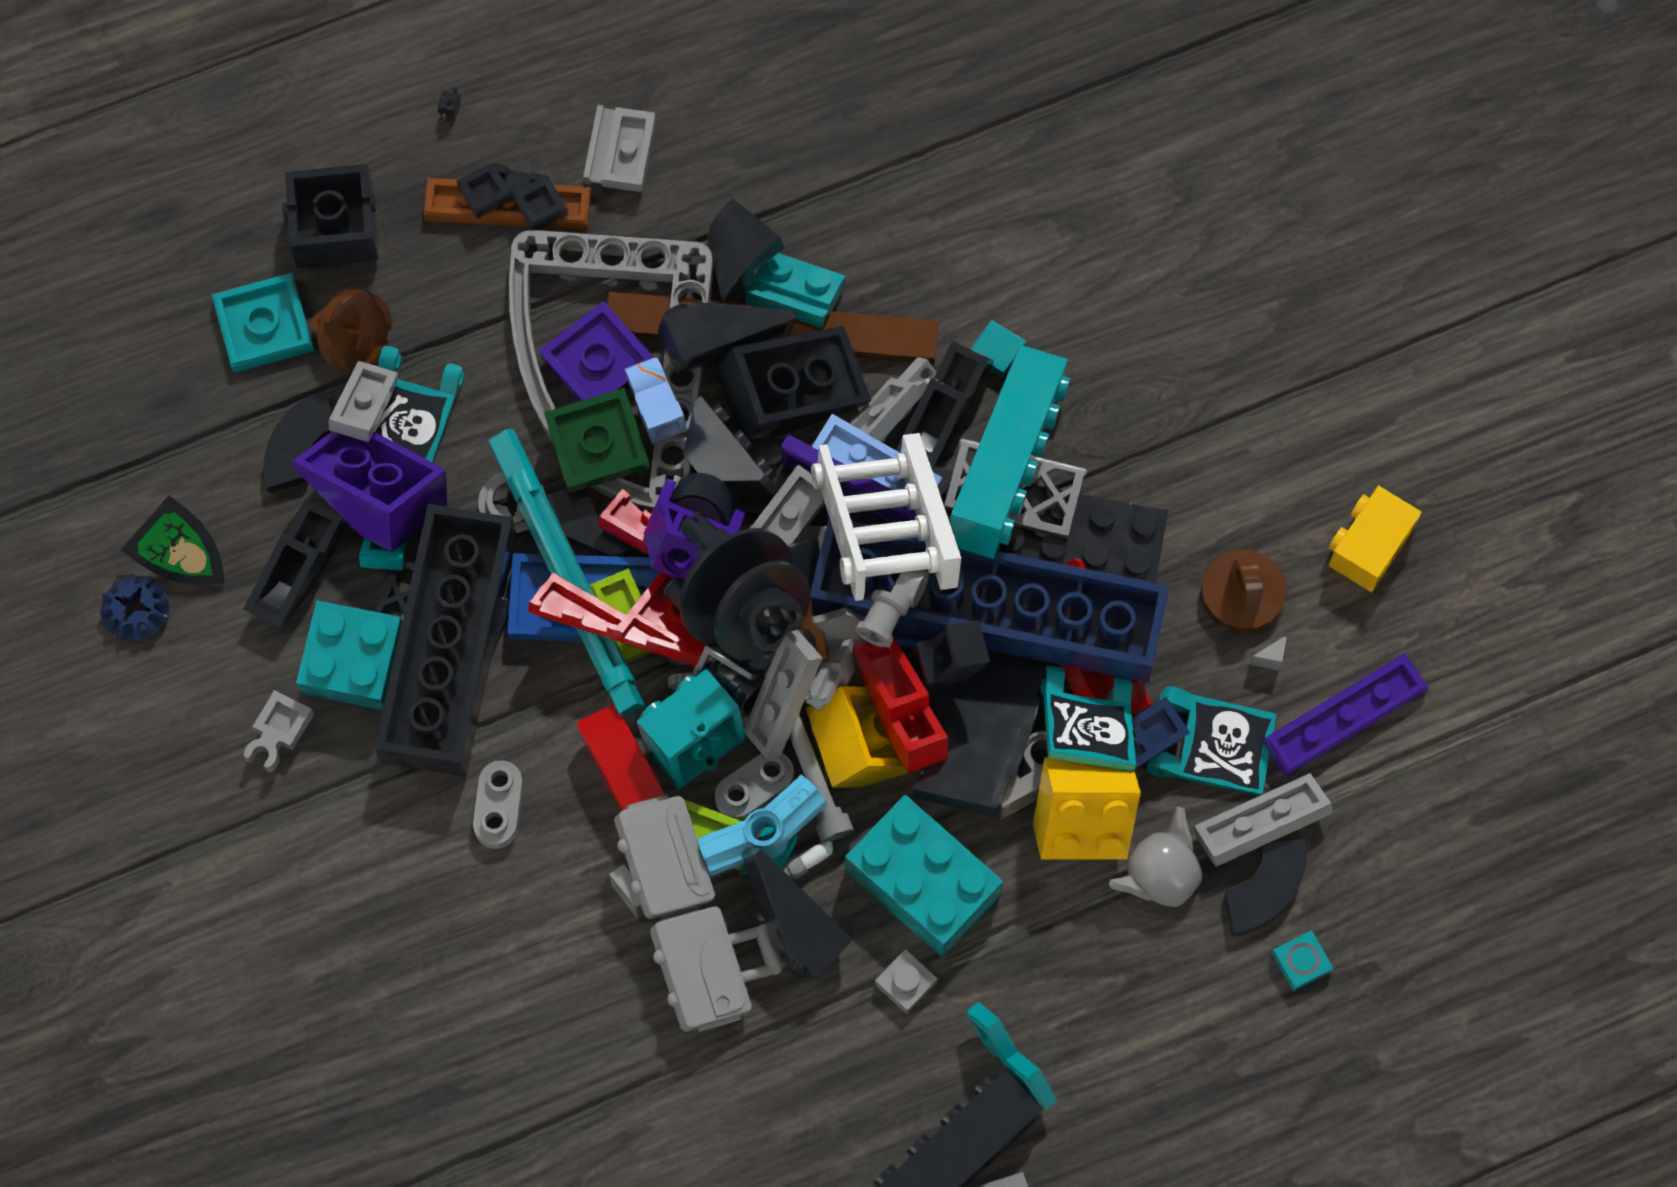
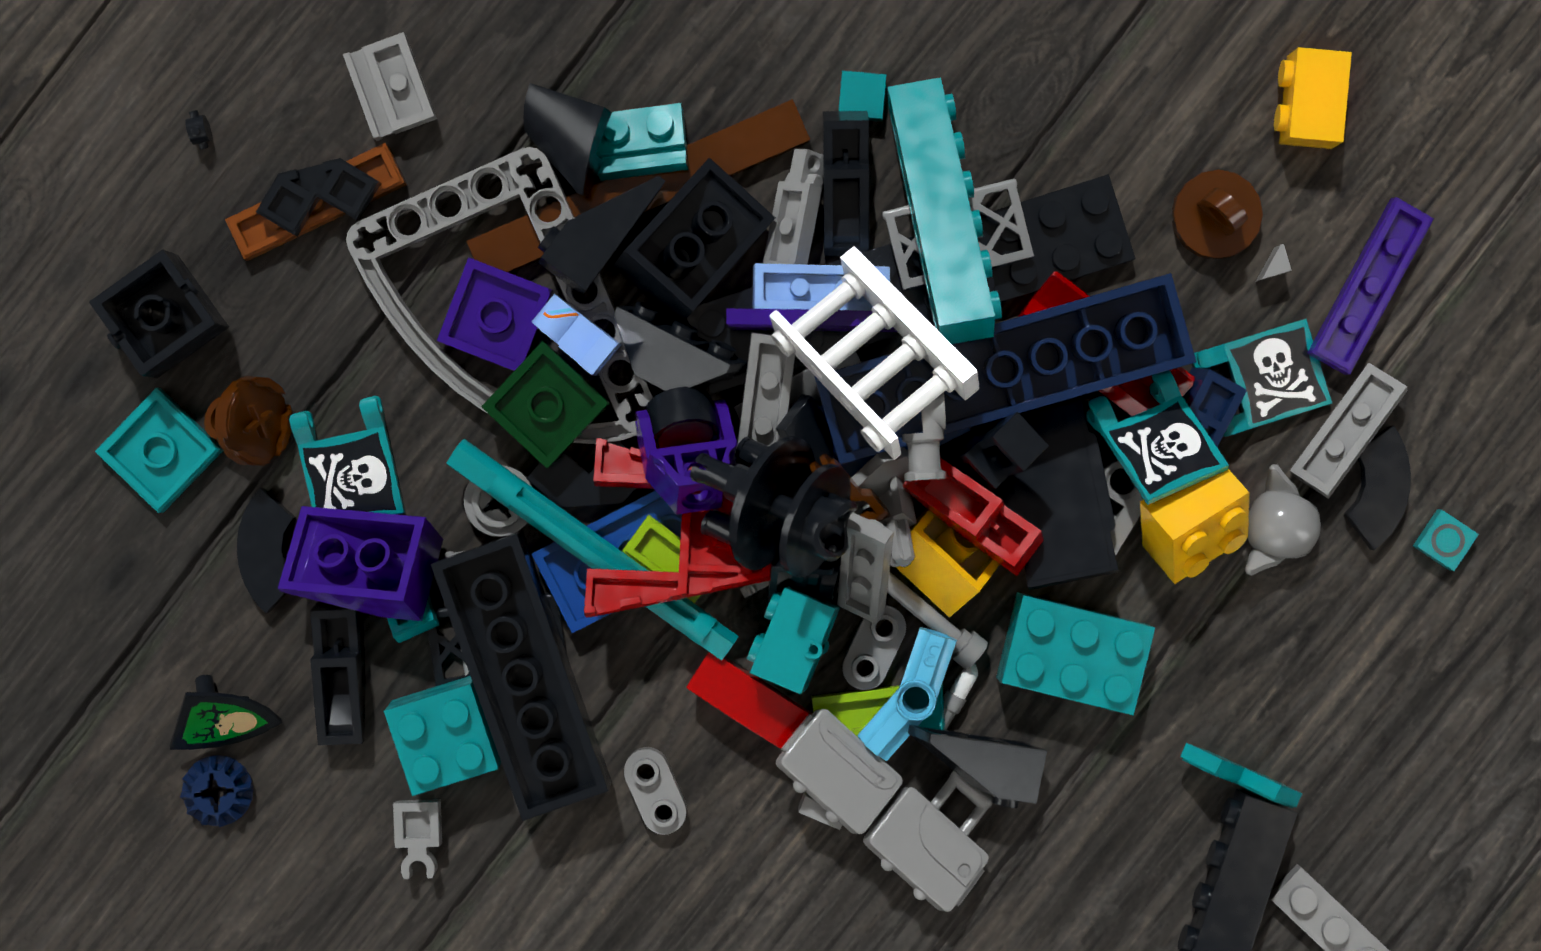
camera: 30 degrees left, 20 degrees up
(363, 401) = (305, 488): light grey plate -> none
(906, 981) = (1107, 751): light grey plate -> none

